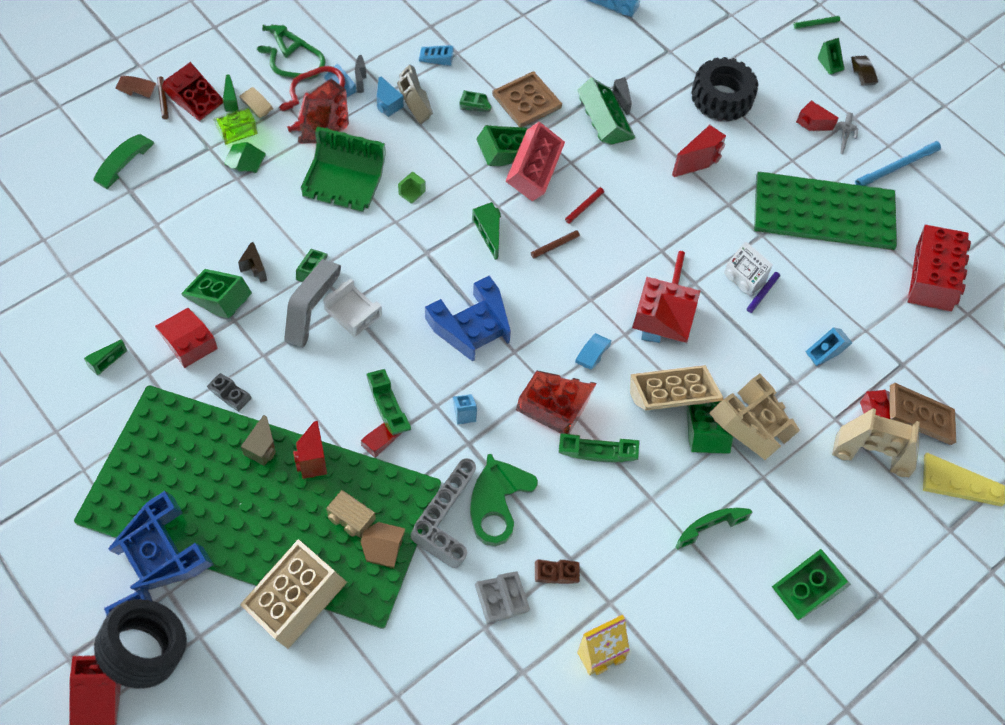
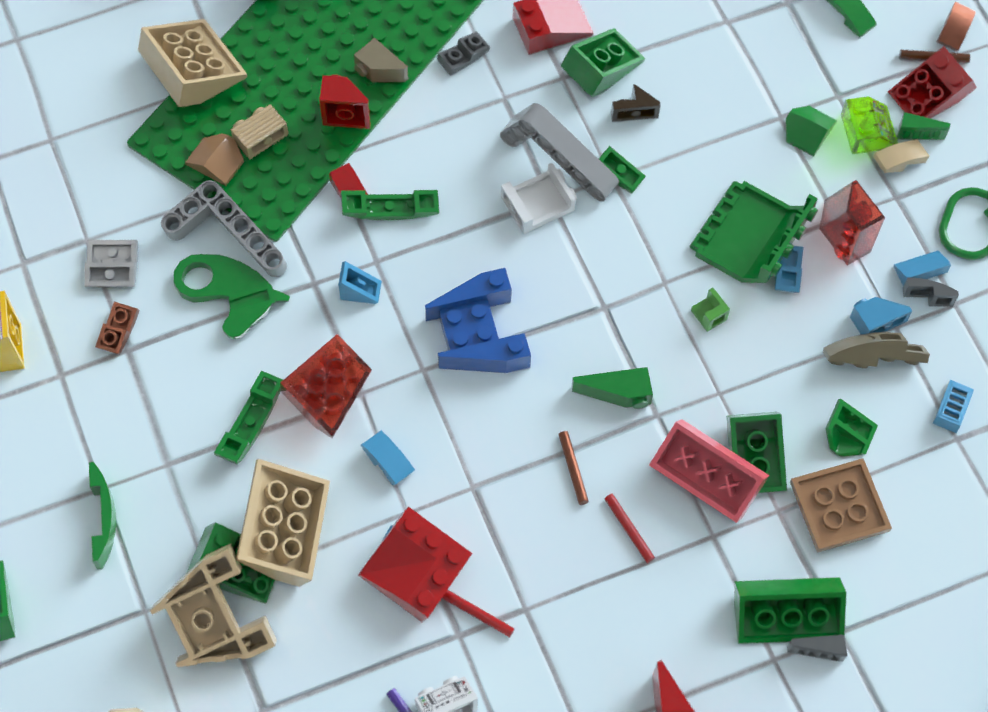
camera: 110 degrees right, 5 degrees up
(287, 105) = (898, 219): red piece -> none

